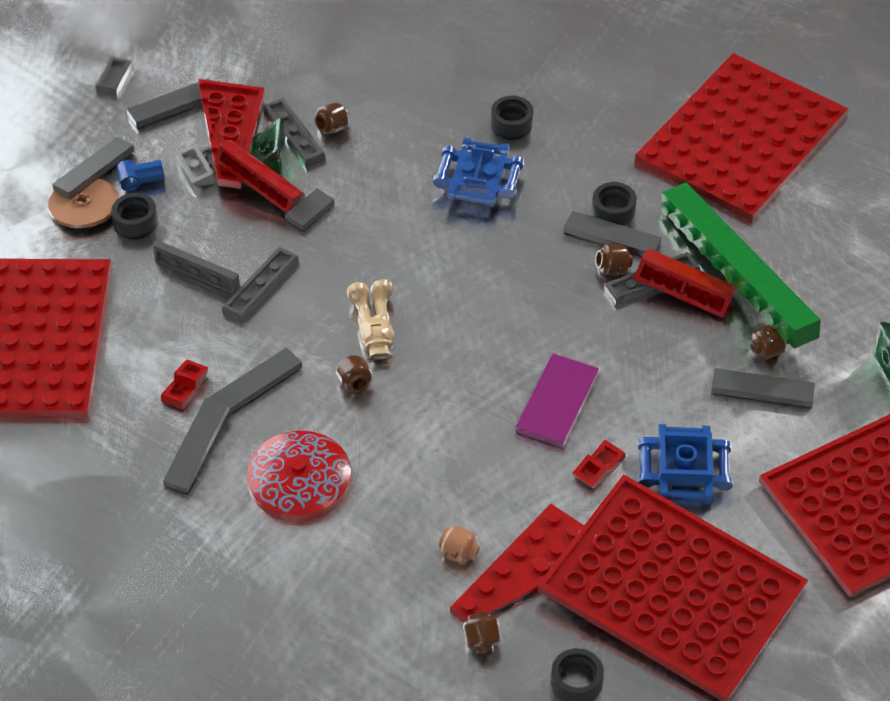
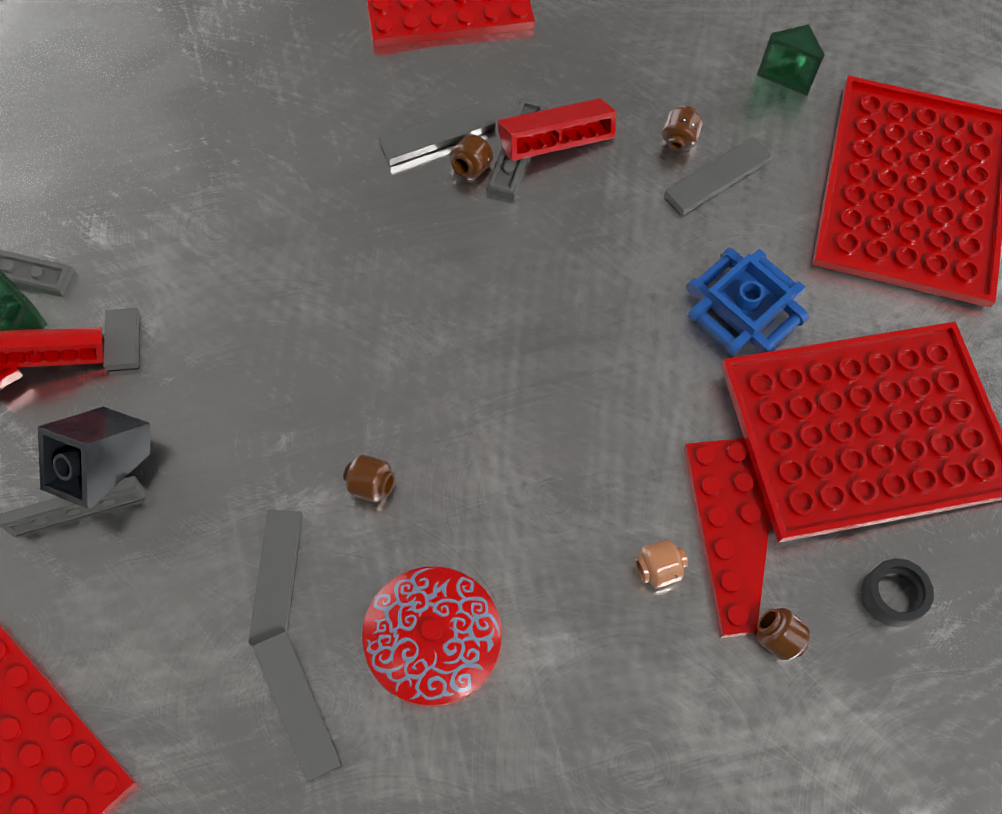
camera: 50 degrees left, 15 degrees up
(185, 384) = (204, 648): red slope -> none
(229, 245) = (90, 453): none -> black slope
(260, 284) = (161, 467): dark grey tile -> none
(332, 118) = (38, 223): reddish brown head -> none
(374, 330) = (335, 413): tan piece -> none
(479, 172) = (253, 167): blue brick -> none
(512, 128) = (214, 69): black tyre -> none
(557, 400) = (574, 336): magenta tile -> none
(599, 465) = (678, 367): red slope -> none
(618, 191) = (407, 84): black tyre -> none
(741, 266) = (590, 74): green brick -> none

